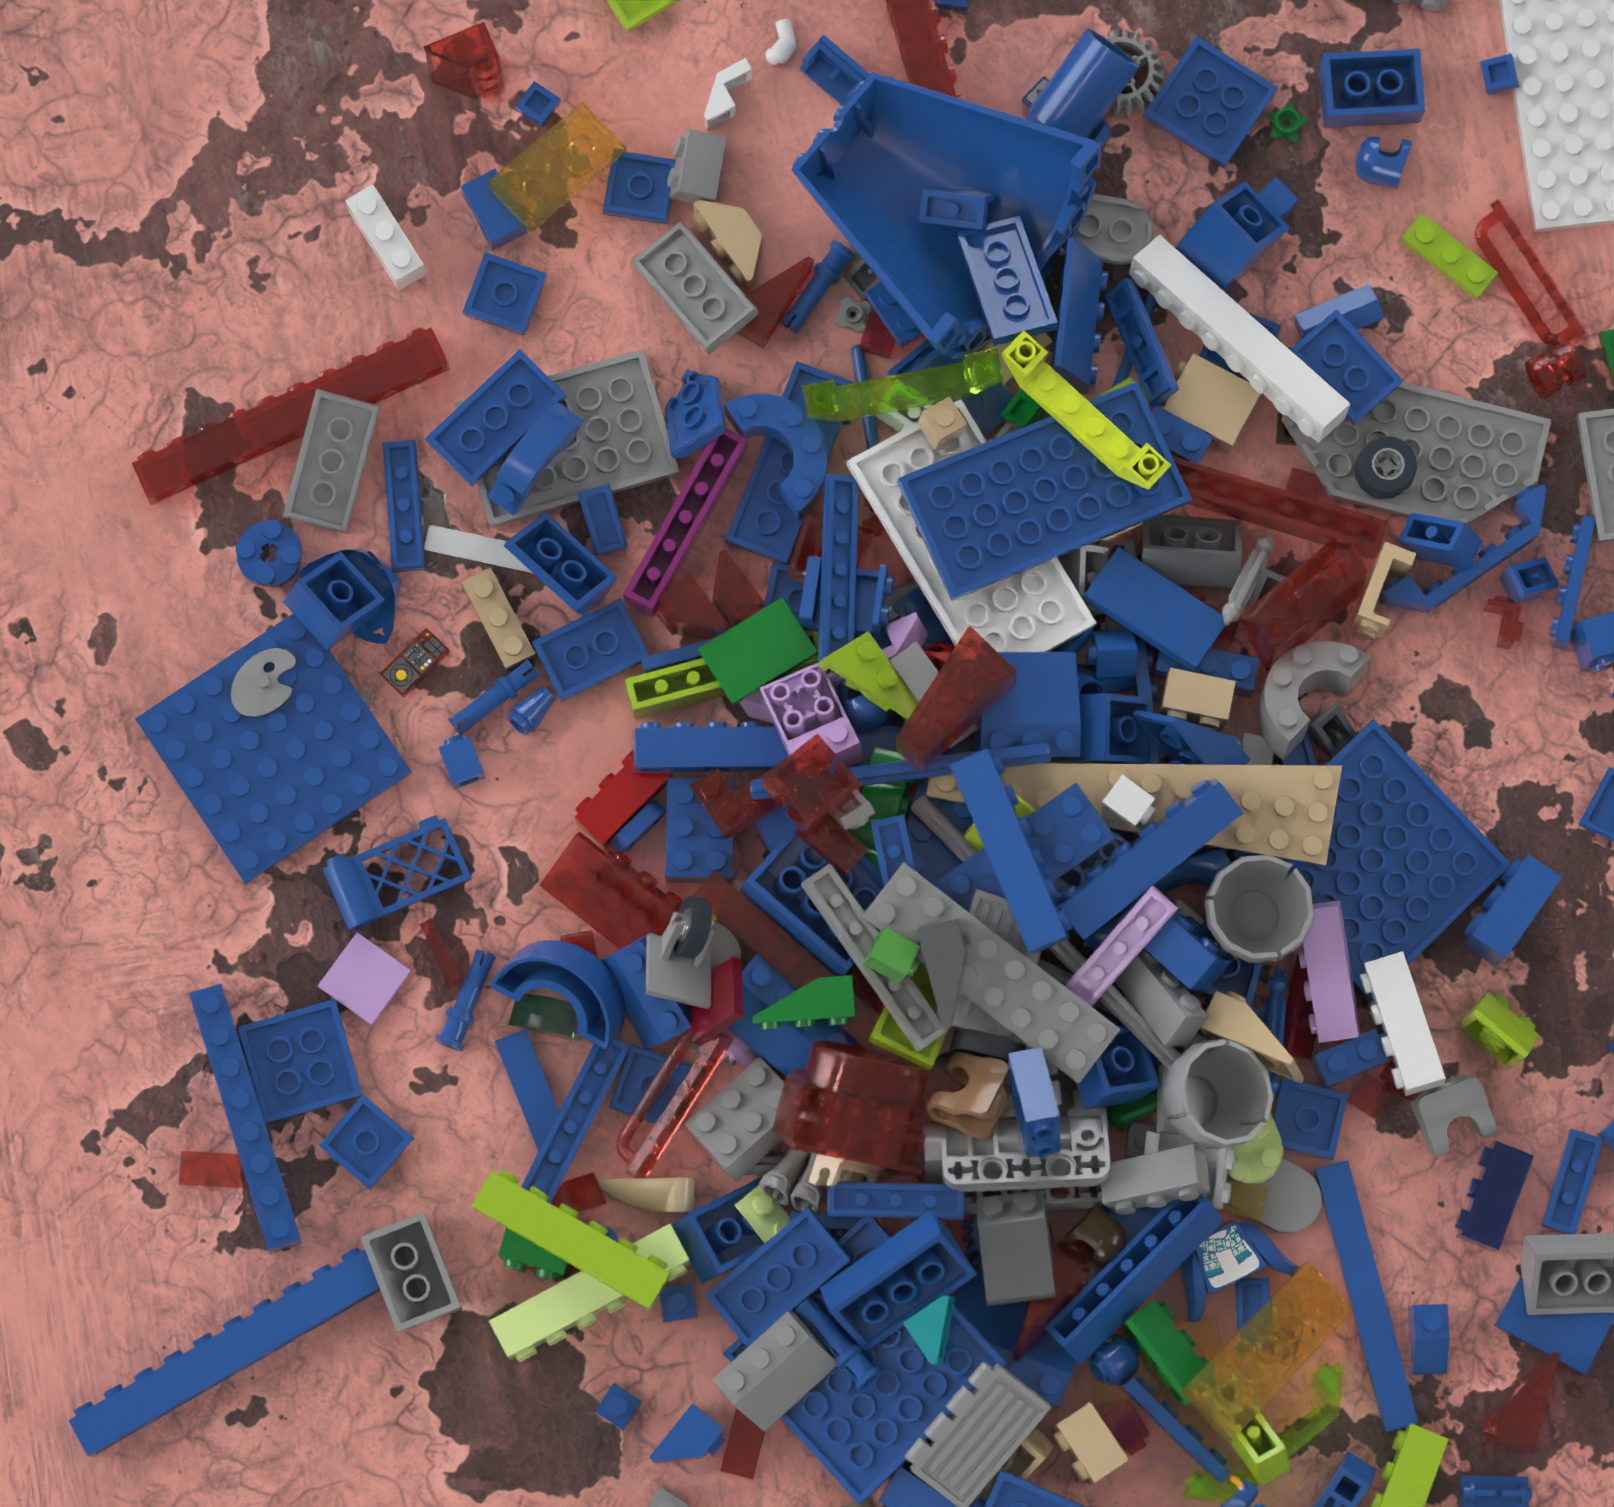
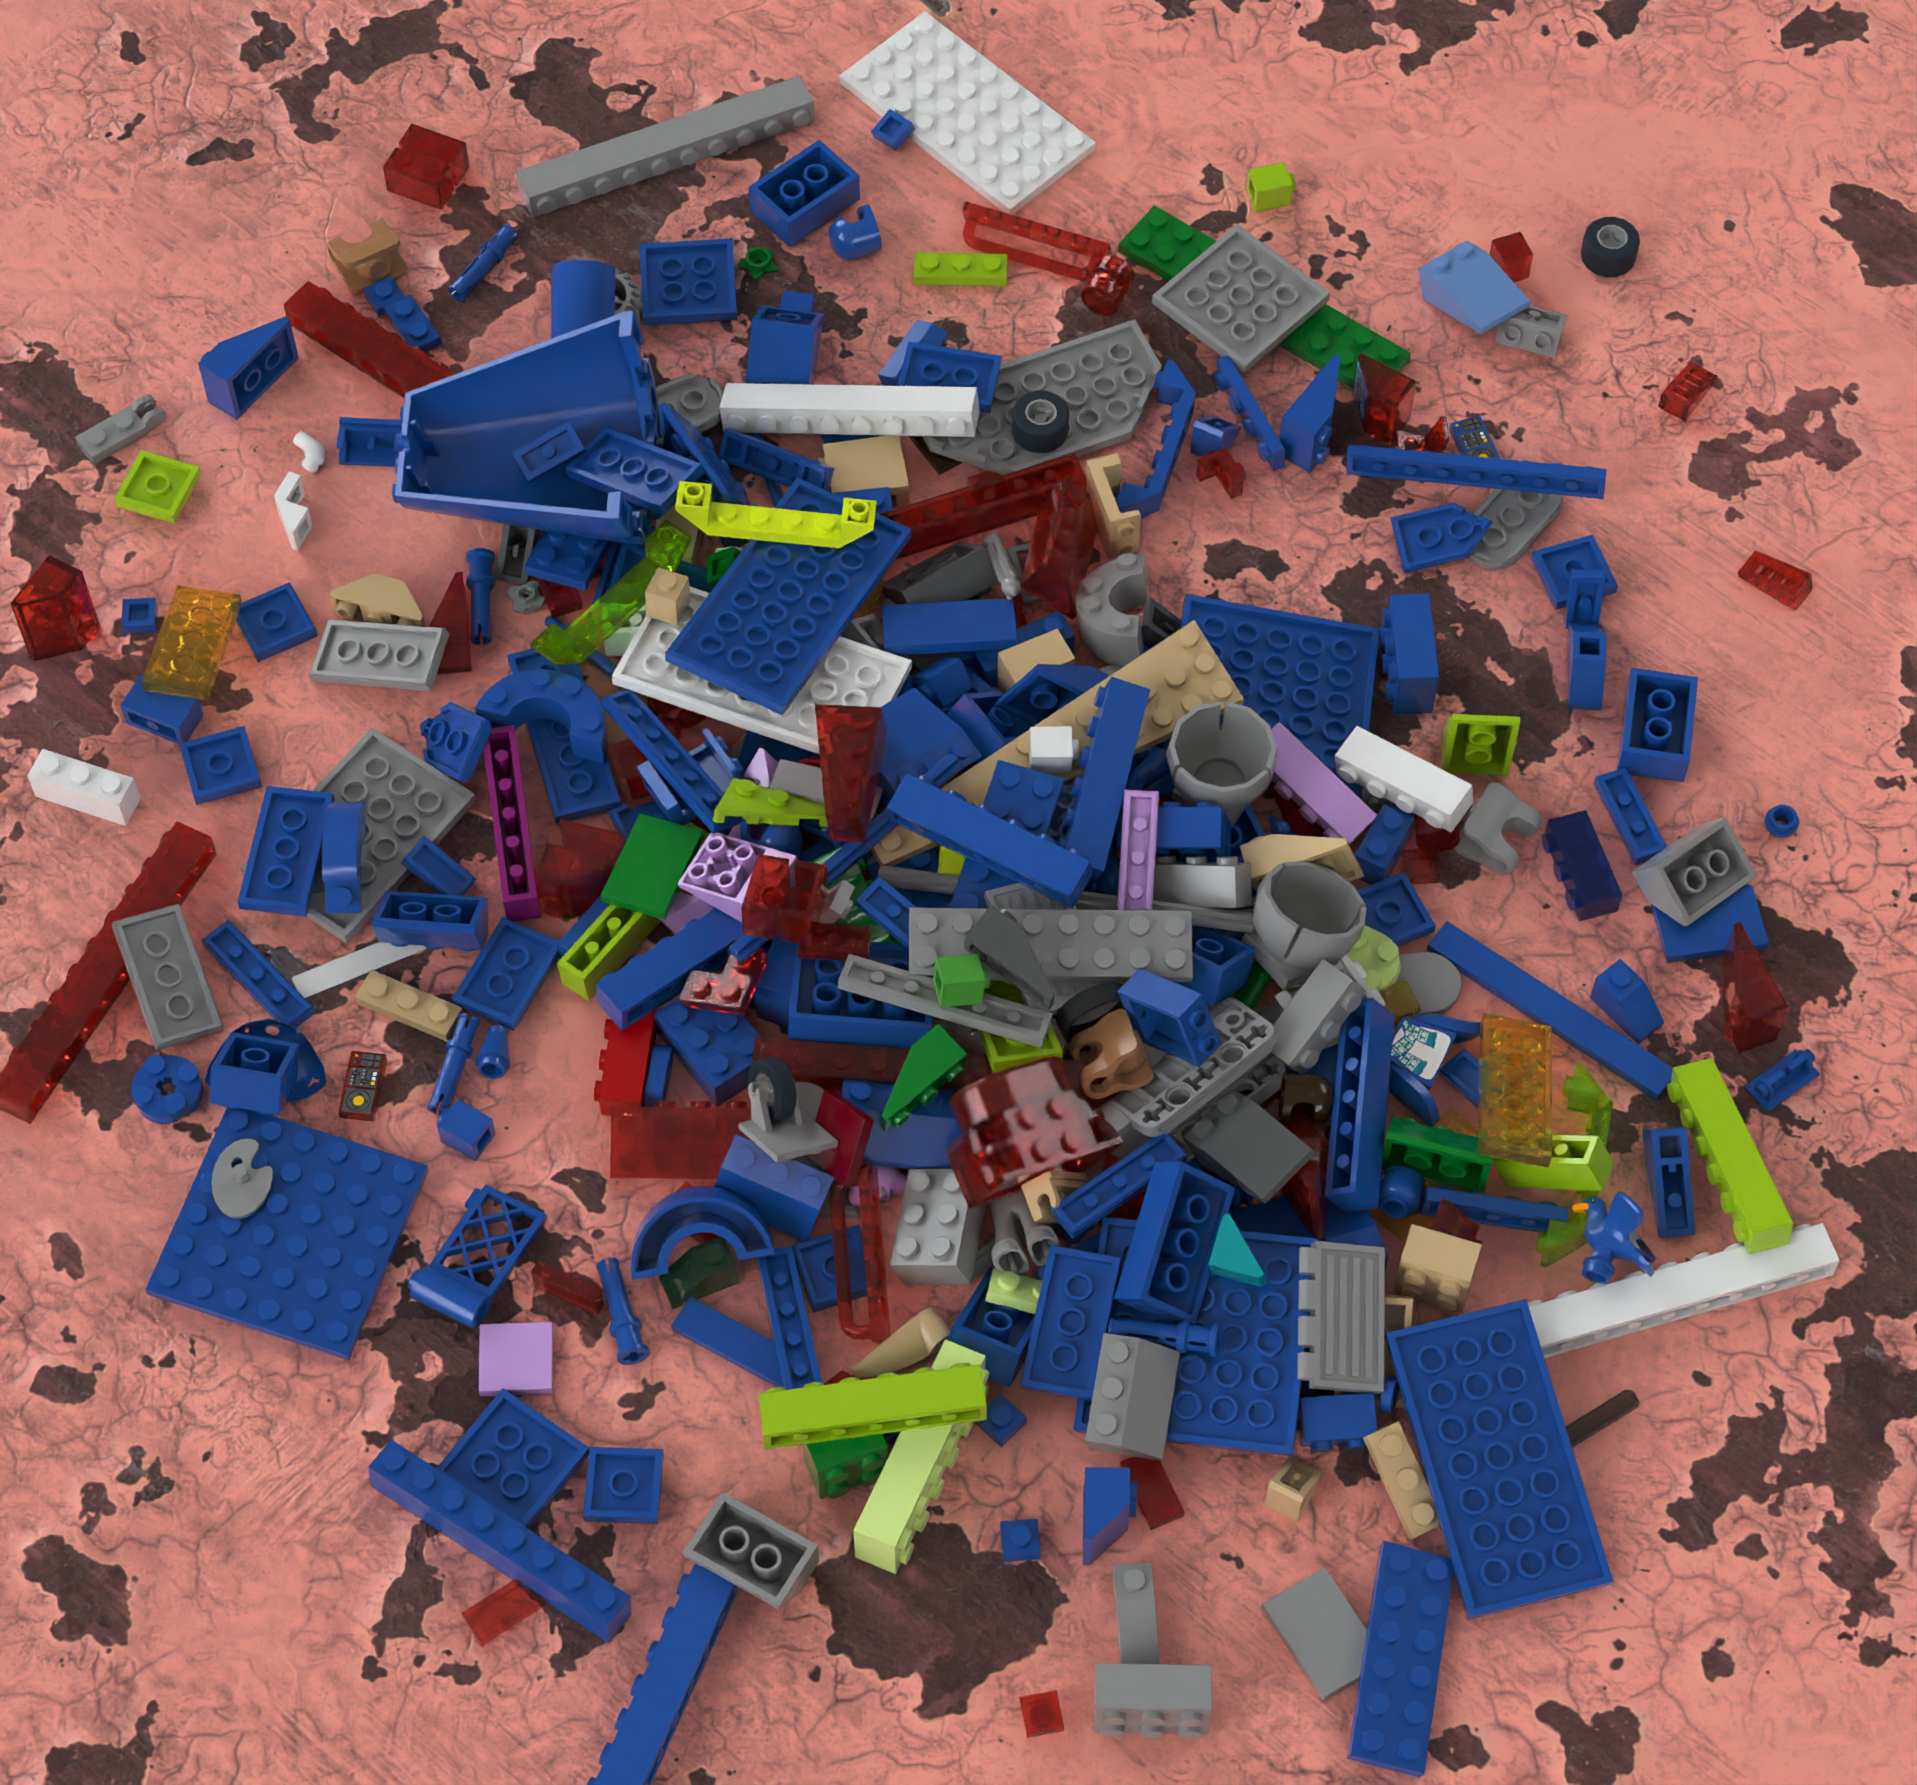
camera: 35 degrees left, 20 degrees down
(696, 166) = (309, 572): light grey brick -> none
(1440, 540) = (1132, 437): blue brick -> none

